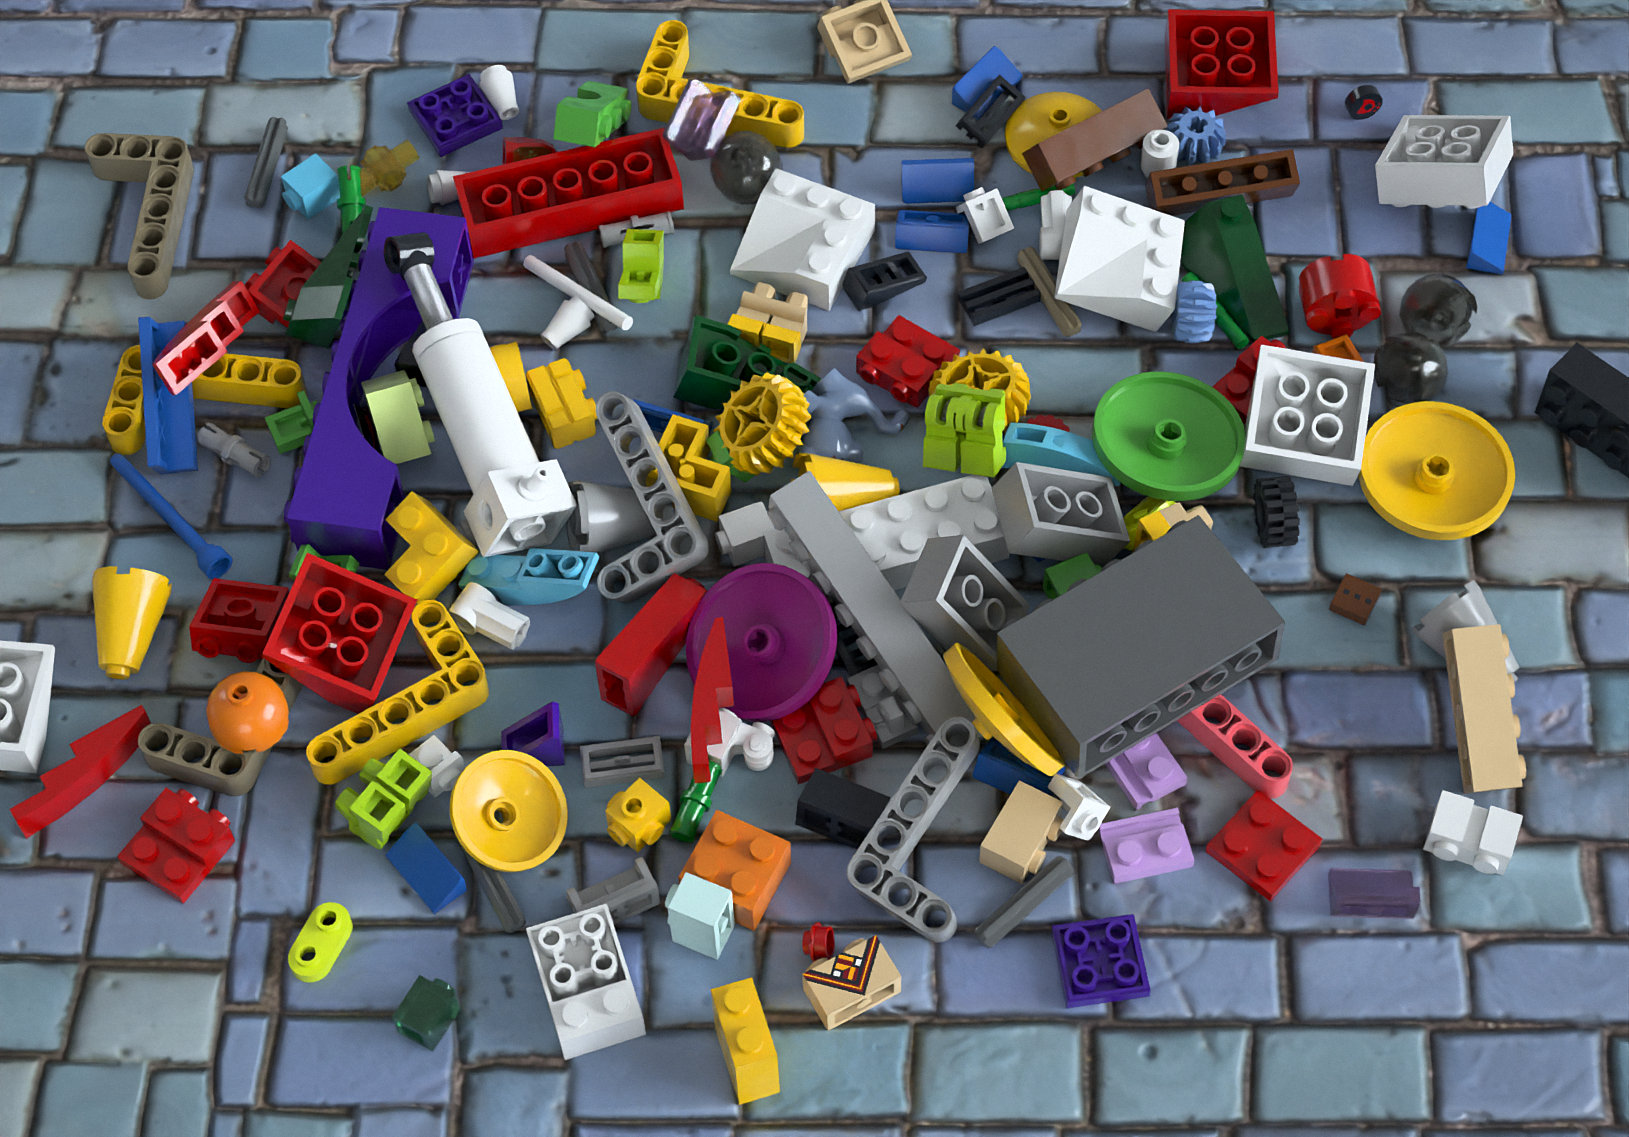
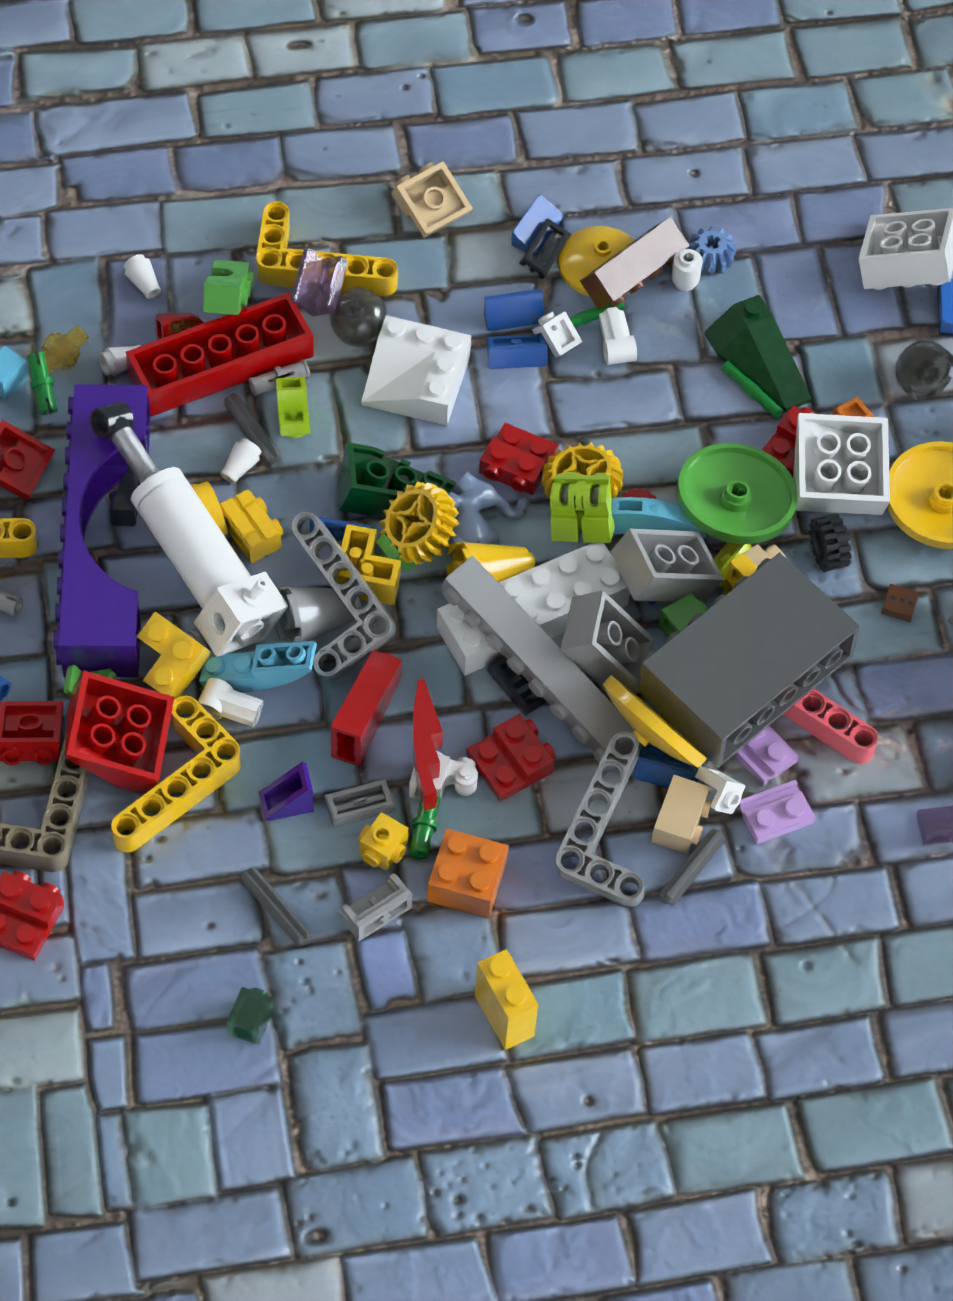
camera: 15 degrees left, 0 degrees up
(247, 712) = (59, 803): orange cylinder -> none
(292, 425) = (37, 570): bright green bracket -> none
(322, 940) = (153, 972): neon yellow plate -> none
(325, 294) = (45, 459): dark green wedge -> none
(387, 798) = (185, 857): lime hips -> none
(396, 417) = (121, 550): yellowish green brick -> none
(426, 869) = (224, 906): blue slope -> none
(442, 763) = (213, 826): white bracket -> none
(455, 115) = (108, 300): dark purple tile -> none
(525, 796) = (293, 843): yellow dish -> none
(573, 289) = (239, 432): white bar -> none
(586, 981) = (371, 974): white slope -> none
(700, 915) = (449, 910): light aqua brick -> none
(743, 533) = (419, 611): white brick -> none
(772, 322) = (406, 439): hips -> none
(776, 638) = (467, 686): magenta dish -> none
(819, 942) = (542, 919): red plate -> none
(839, 808) = (539, 816): black hinge -> none
(851, 981) = (573, 945): tan brick -> none
(866, 294) = (473, 407): black slope -> none
(882, 707) = (555, 732): light grey hinge -> none
(996, 292) = (577, 394): black tile -> none
(1043, 281) = (619, 389): dark tan axle -> none
(1100, 961) = (758, 903): dark purple tile -> none
(1120, 259) = (672, 357): white slope -> none
(1193, 186) = (724, 290): reddish brown brick -> none
(1194, 312) = (737, 392): medium blue gear -> none
(1219, 60) = (720, 187): red slope -> none
(1264, 845) = (864, 799): red plate -> none
(1338, 295) = (847, 366): red brick -> none
(1363, 102) = (837, 208): black tile -> none
(1410, 368) = (912, 417): clear smoke cylinder -> none

